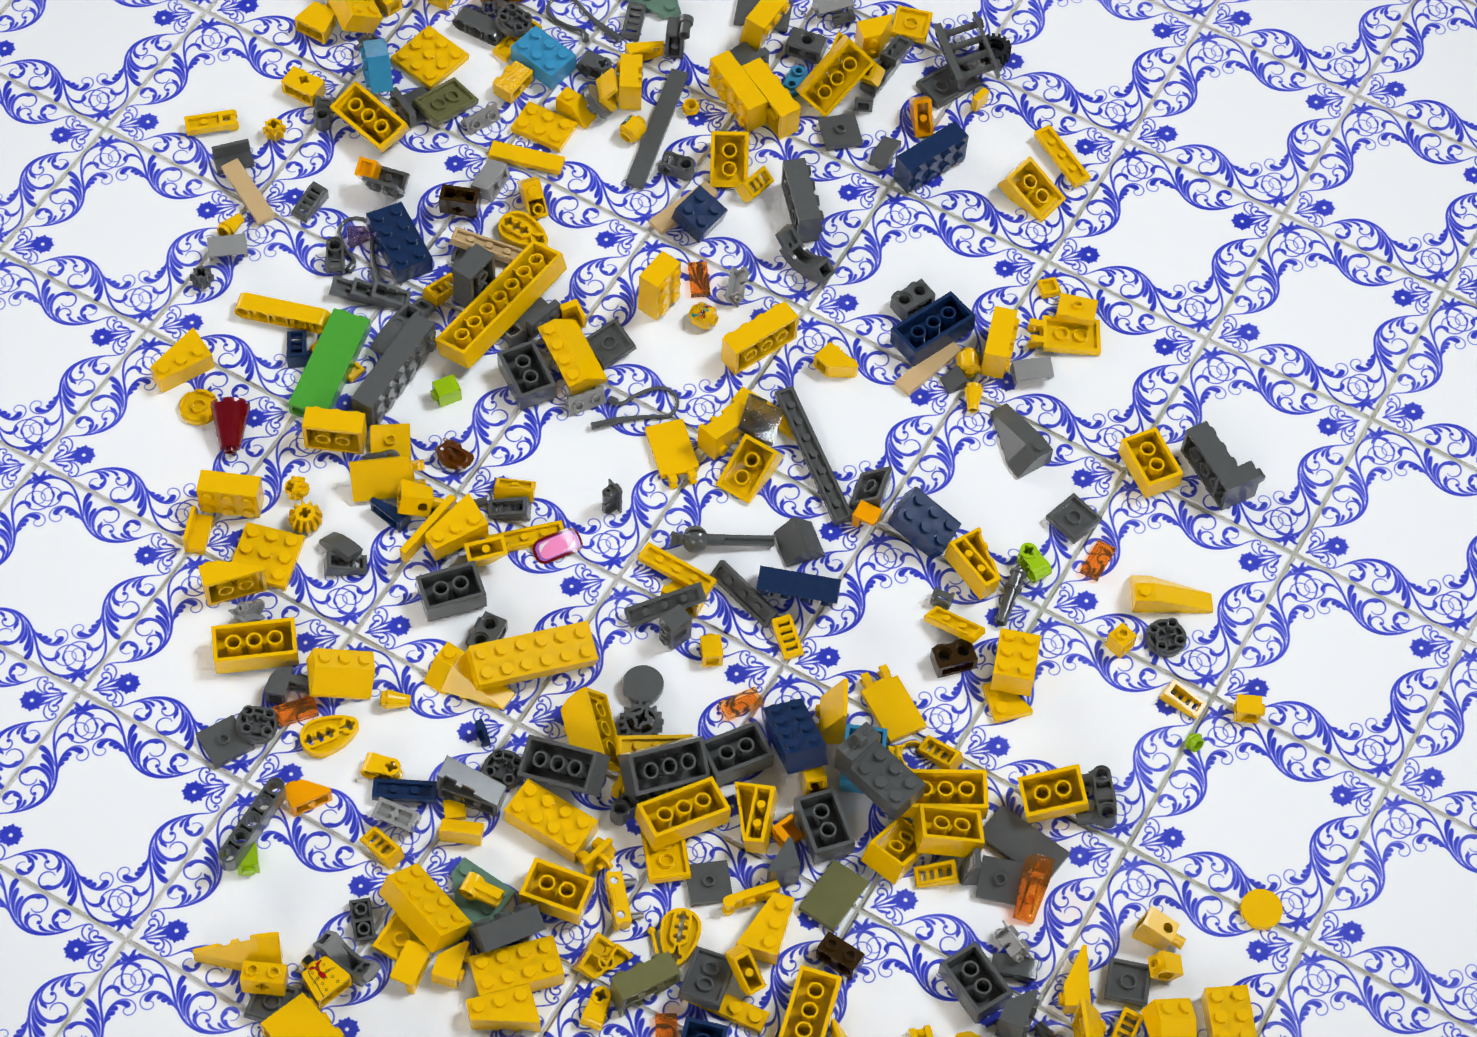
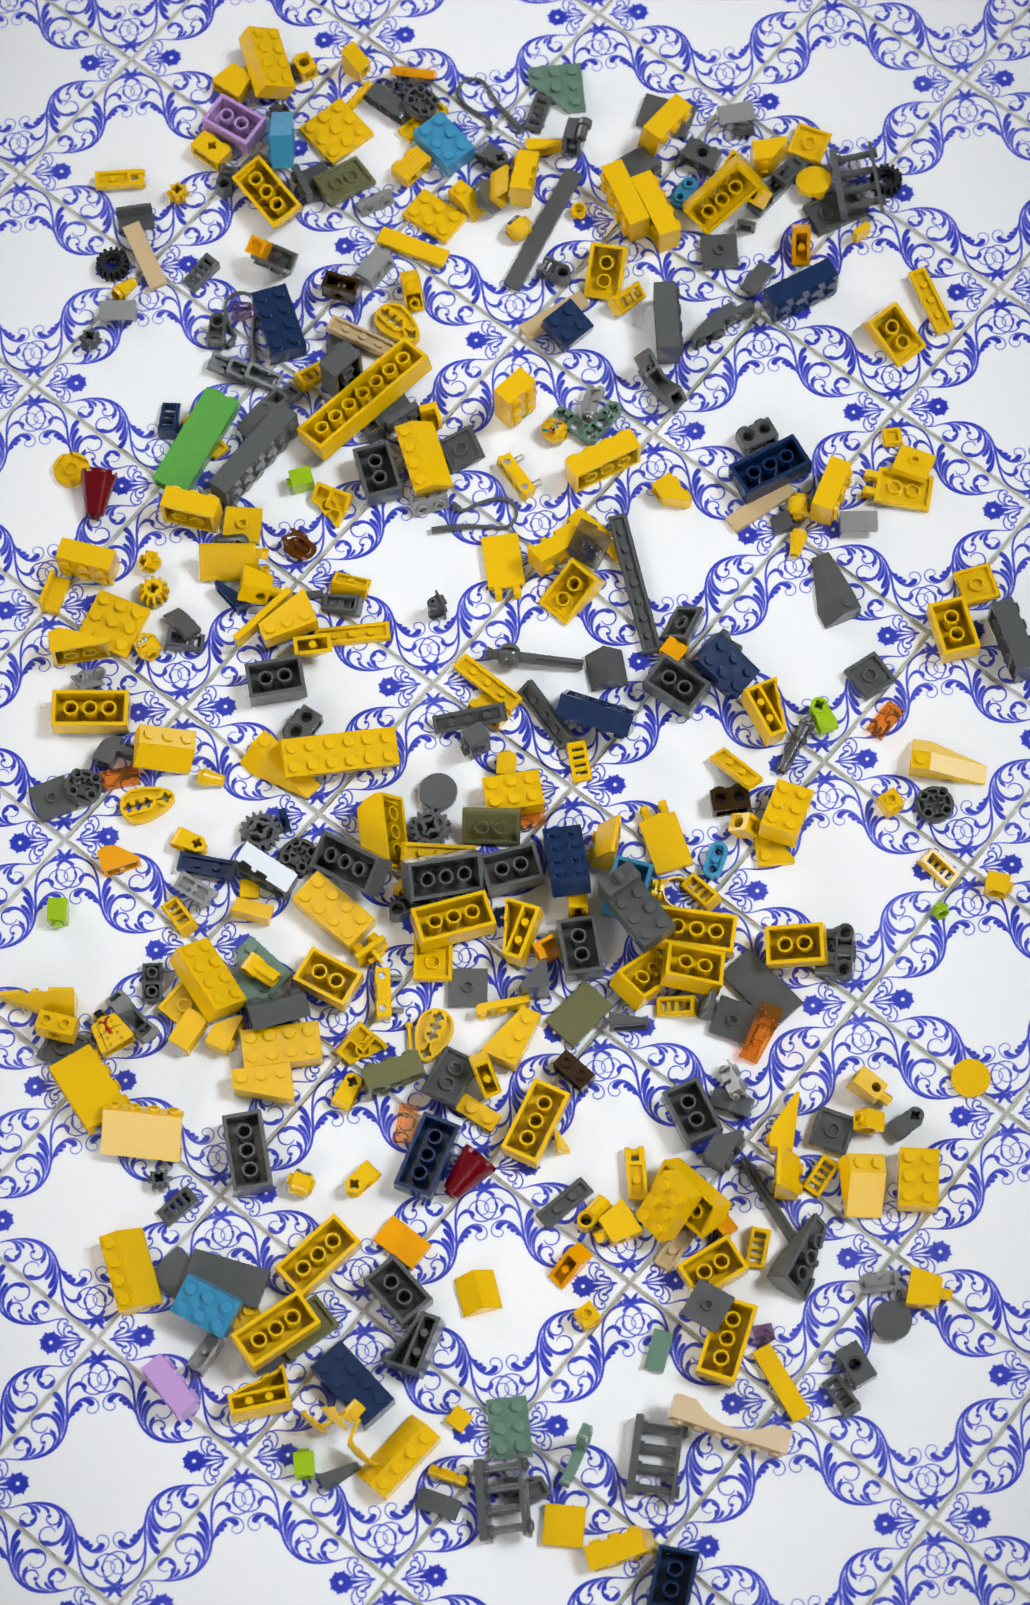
camera: 15 degrees right, 10 degrees up
(182, 362) = (61, 424): yellow wedge -> none
(212, 195) = (109, 255): none -> black tyre
(252, 833) = (64, 892): dark grey beam -> none
(281, 312) = (159, 383): yellow beam -> none
(307, 573) = (147, 646): none -> yellow head
(325, 57) = (234, 124): none -> lavender brick
(447, 22) = (358, 95): none -> yellow axle
(458, 745) = (267, 827): none -> dark grey gear
(482, 409) = (332, 502): none -> yellow slope
(557, 545) = (381, 645): sticker -> none
(672, 364) = (516, 477): none -> yellow piece
(698, 279) = (556, 391): clear orange tile -> none
(706, 711) = (491, 826): none -> olive tile
(723, 677) = (514, 791): none -> yellow brick
(737, 311) = (587, 428): none -> sand green beam
(851, 197) = (715, 325): none -> dark grey slope
(876, 549) = (676, 686): none -> dark grey brick
(884, 896) = (626, 1022): none -> dark grey slope
(923, 58) = (814, 182): none -> yellow tile
(949, 598) = (730, 740): dark grey bush -> none
(949, 721) = (715, 861): none -> dark azure plate
(974, 680) = (744, 825): none -> yellow brick
(1164, 415) = (977, 584): none -> yellow plate
(1202, 965) = (903, 1124): none -> dark grey piece

